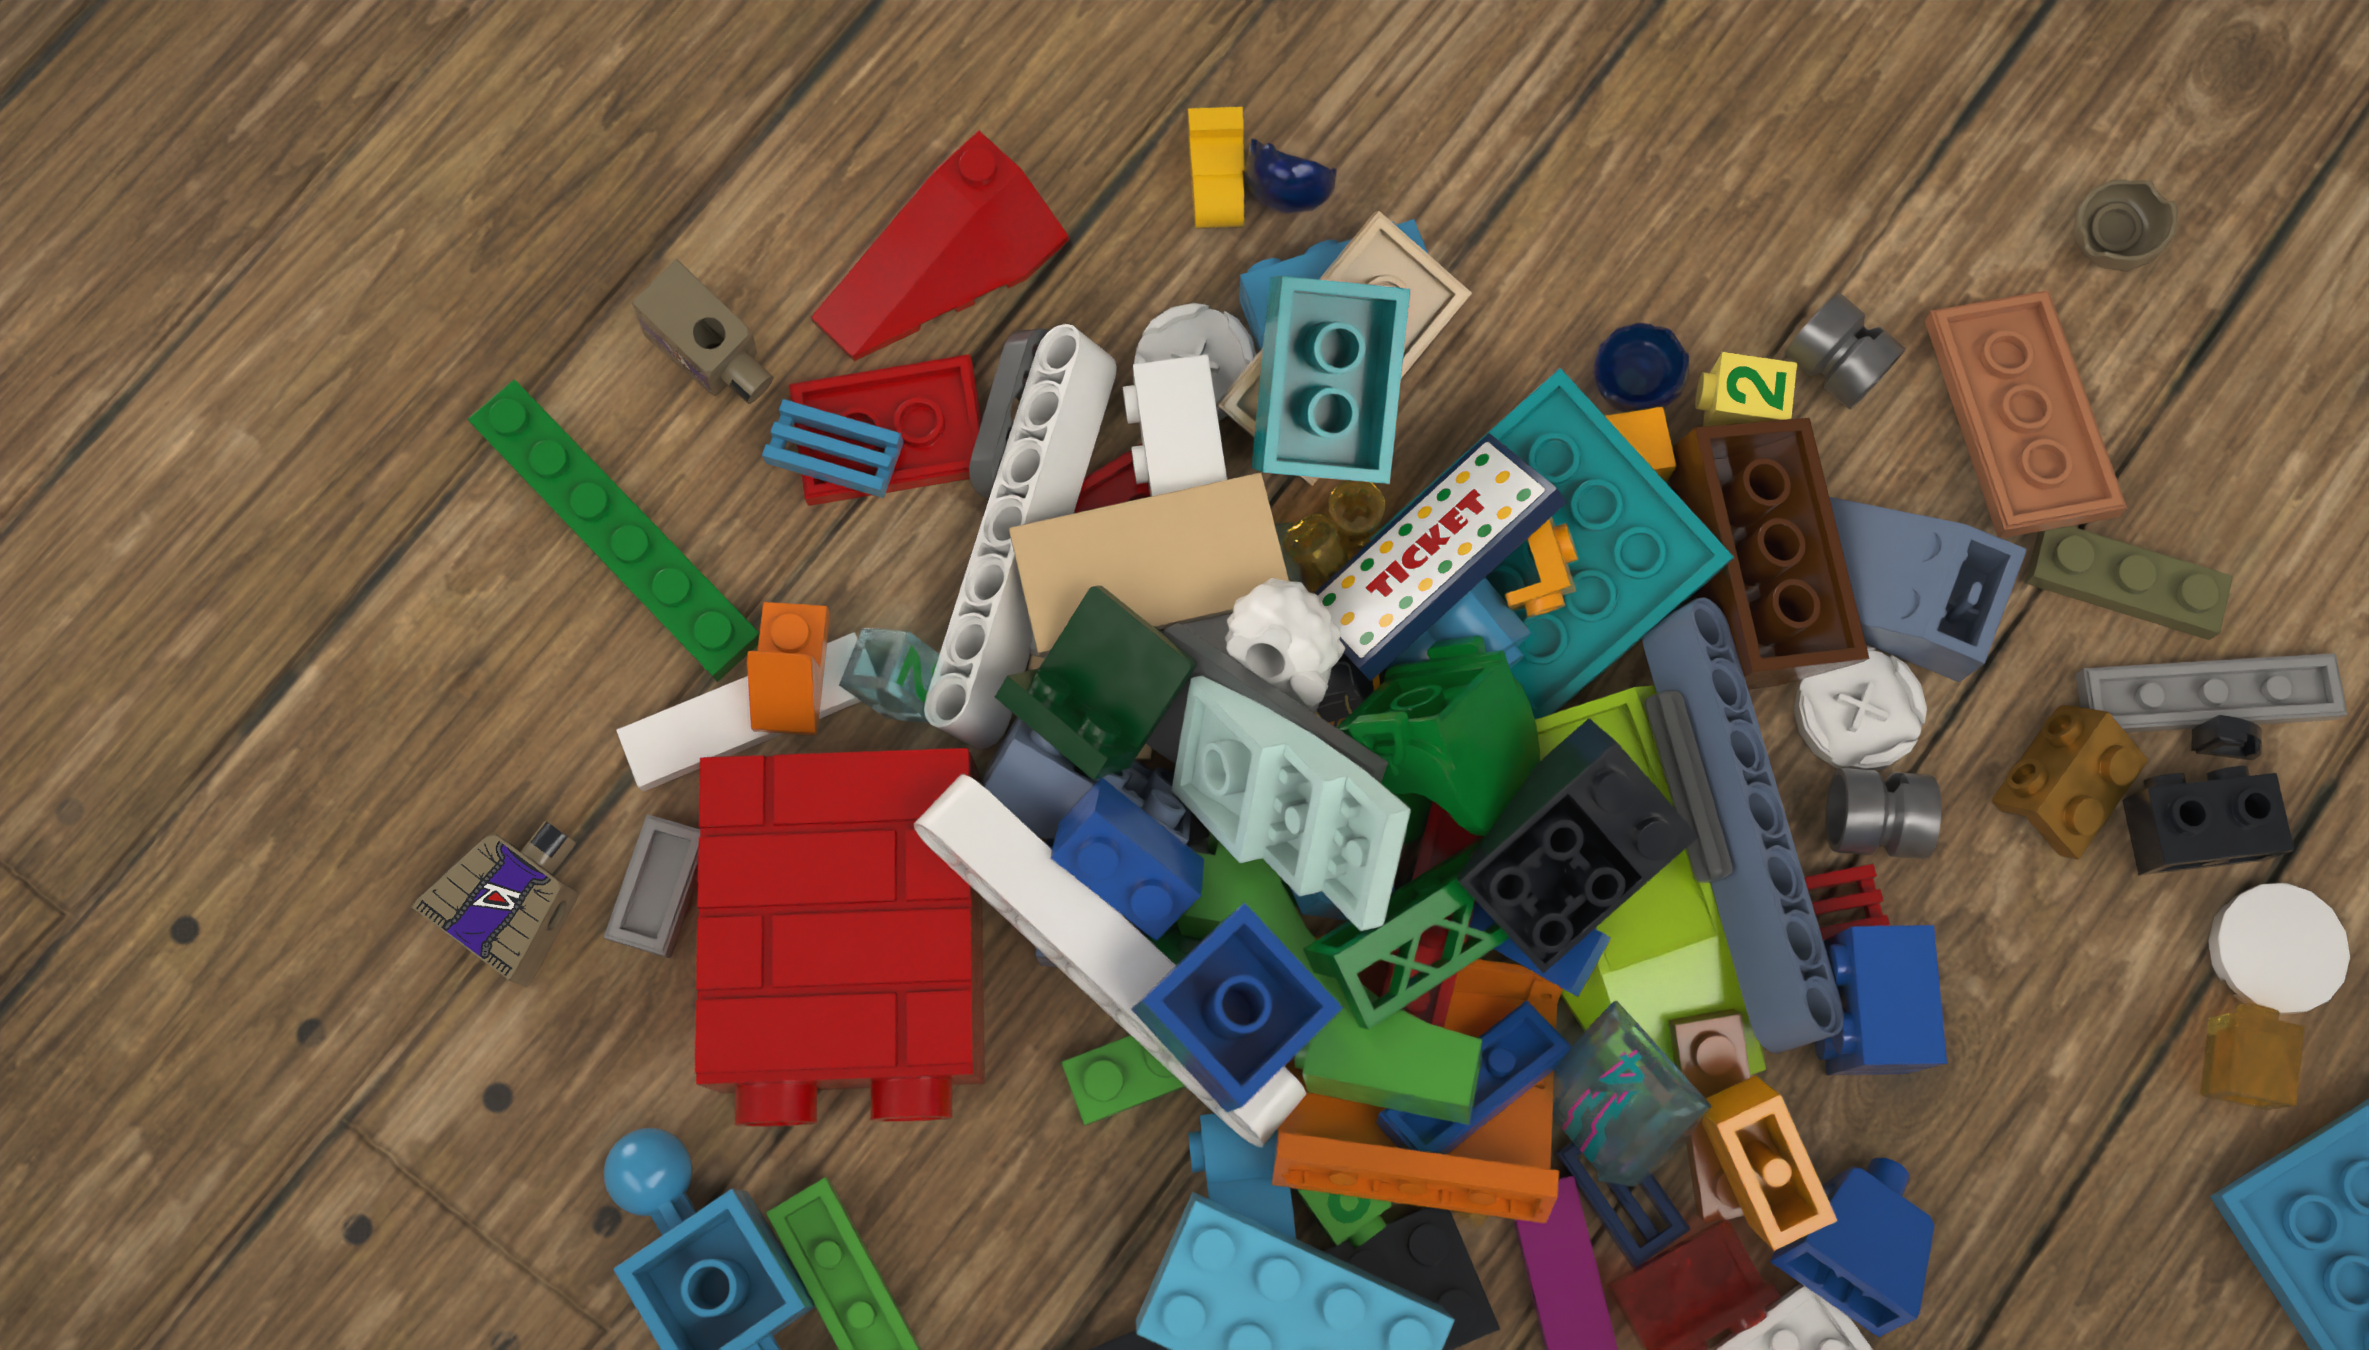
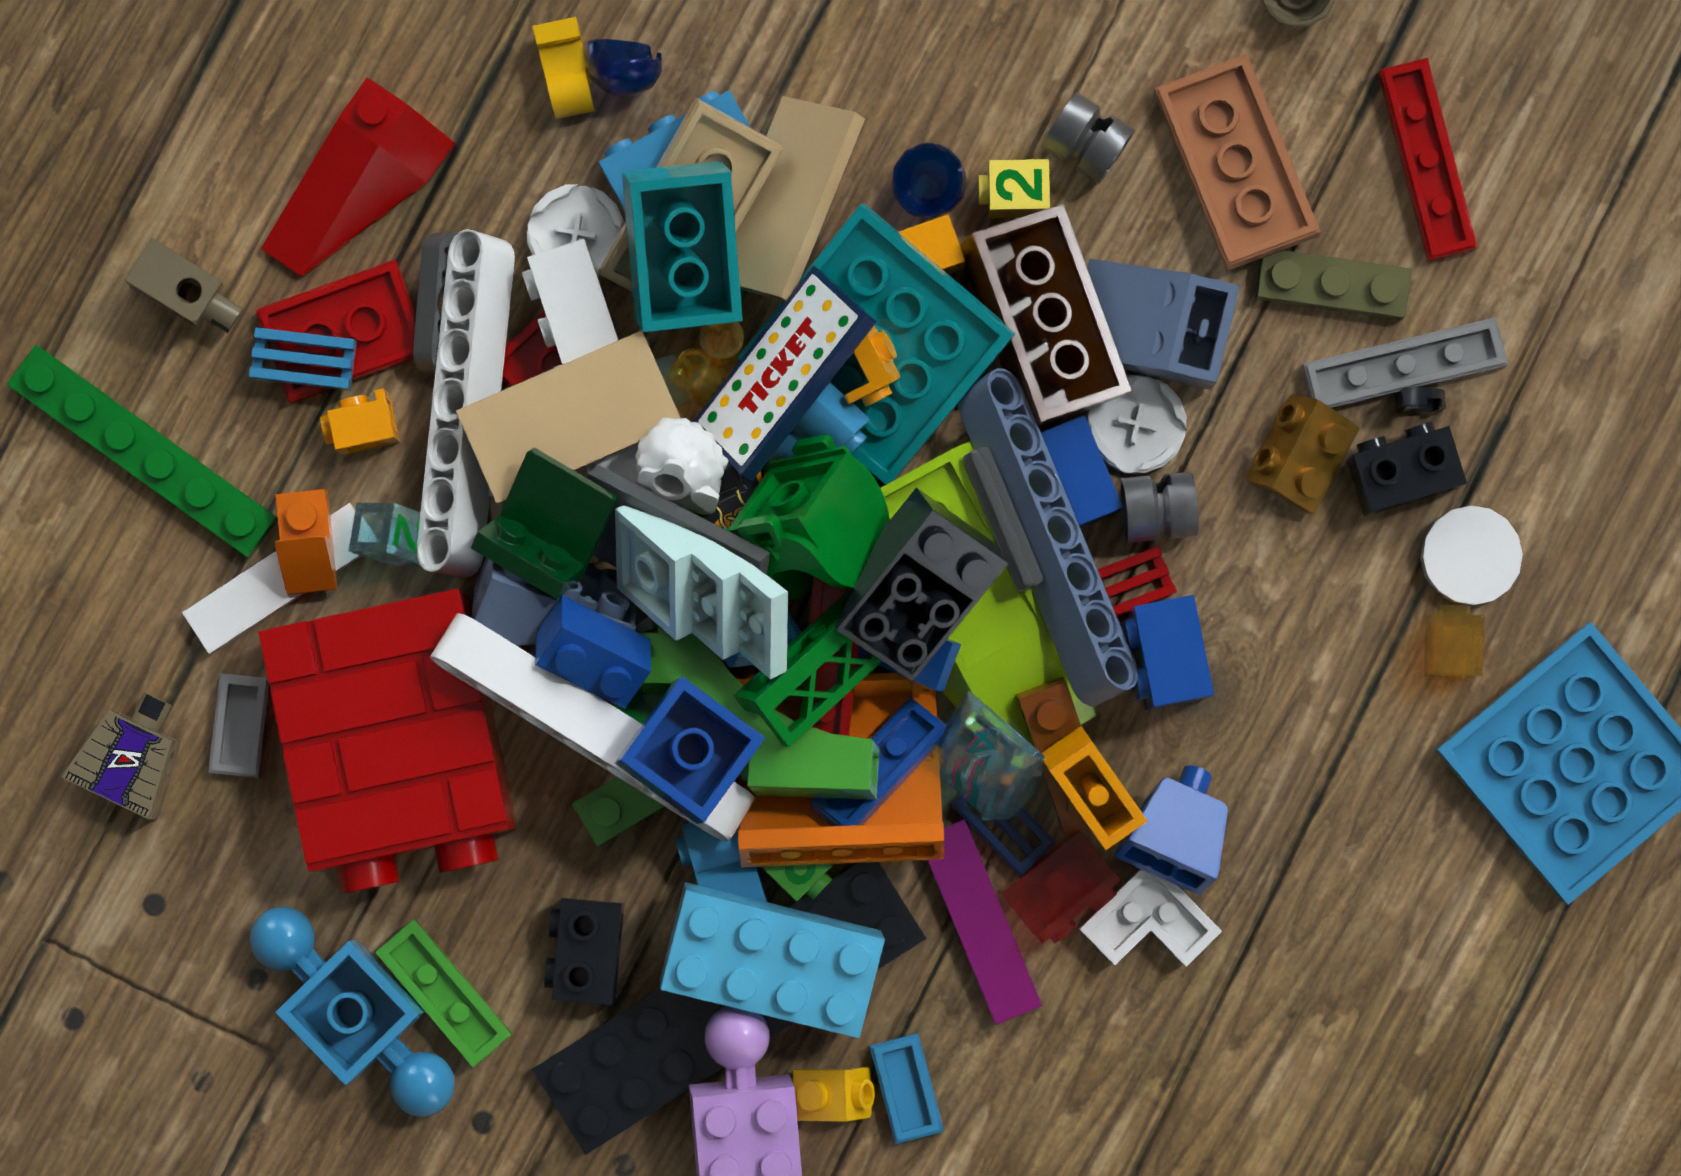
camera: 10 degrees left, 10 degrees up
(888, 539) = (361, 423): none -> light orange brick
(1043, 1262) = (585, 951): none -> black brick
(1475, 355) = (796, 196): none -> tan tile
(1795, 749) = (1082, 471): none -> blue brick
(2260, 453) = (1427, 159): none -> red tile

